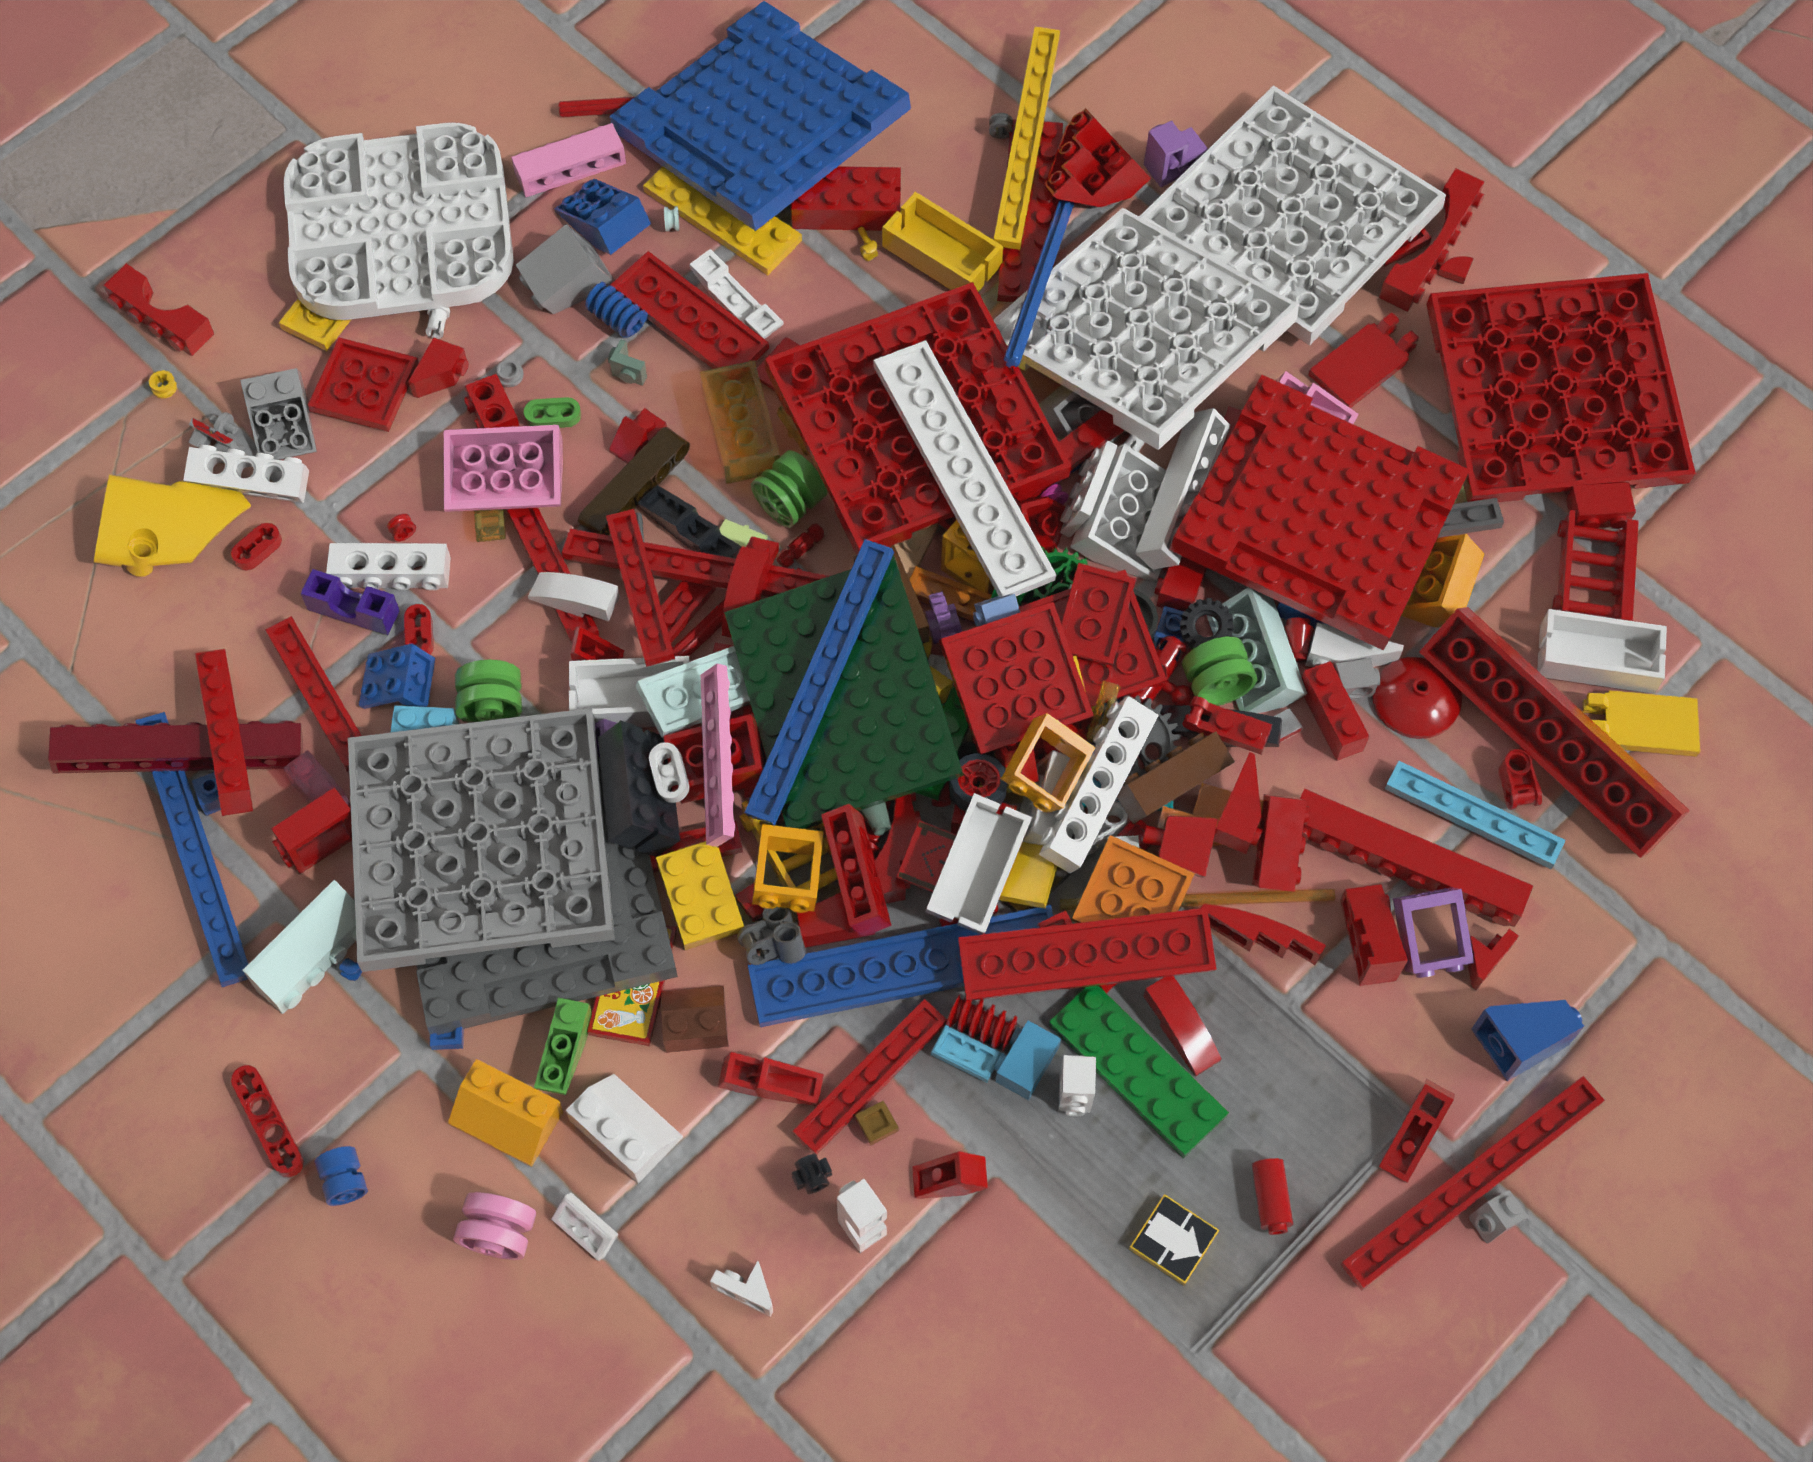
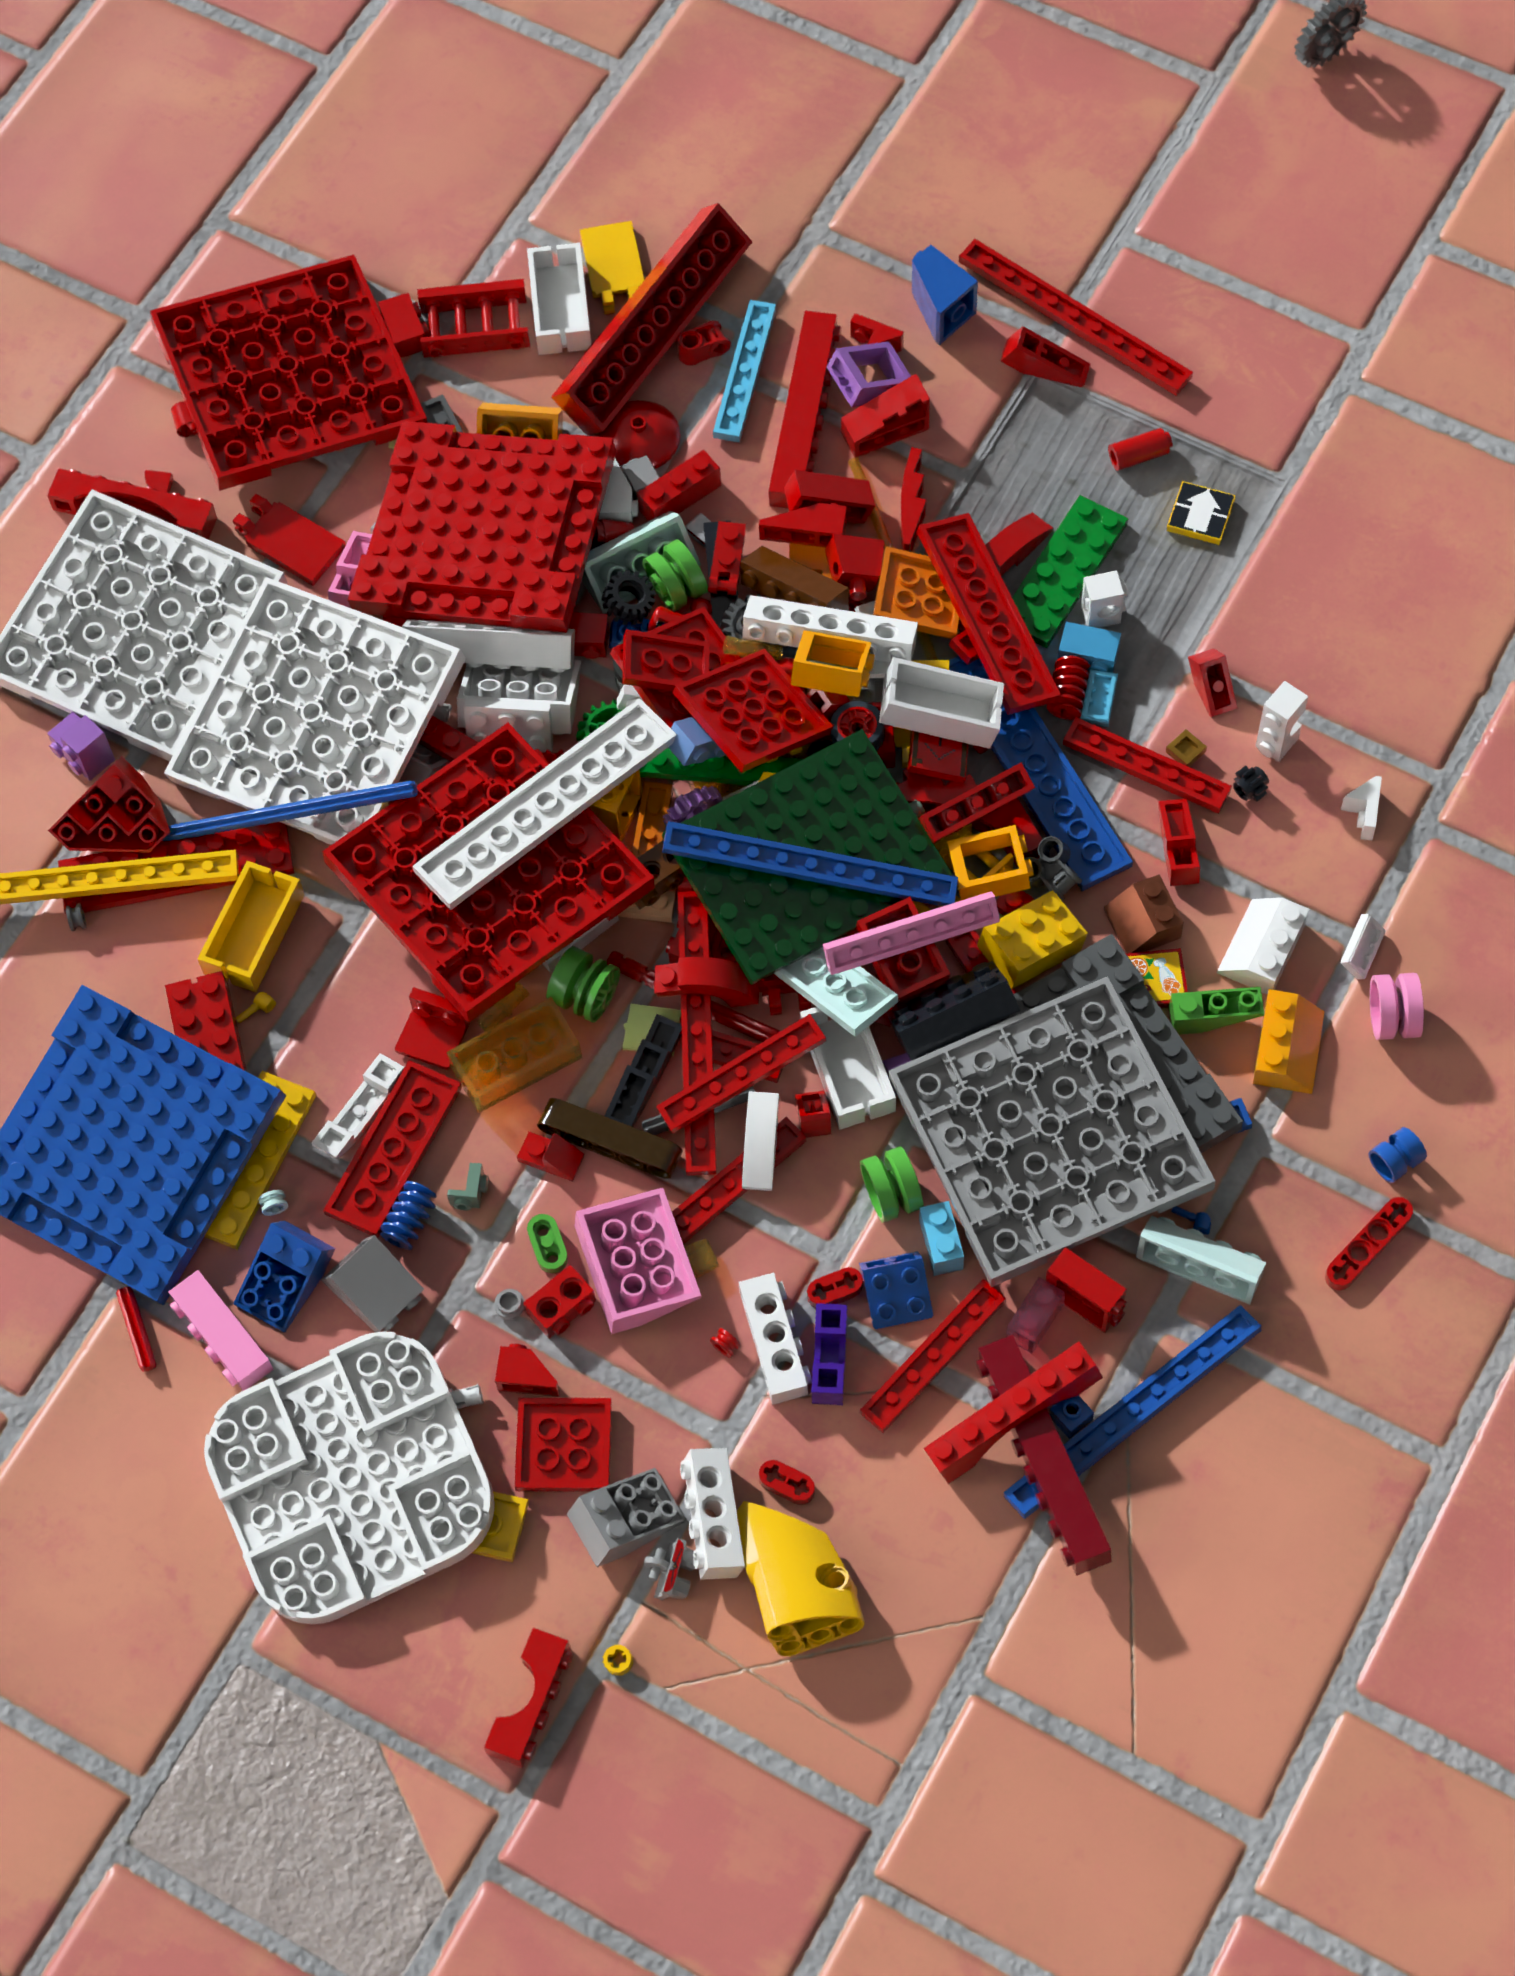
camera: 100 degrees left, 0 degrees up
(670, 774) = (937, 975): white plate -> none
(1498, 1216) = (1098, 294): light grey bracket -> none

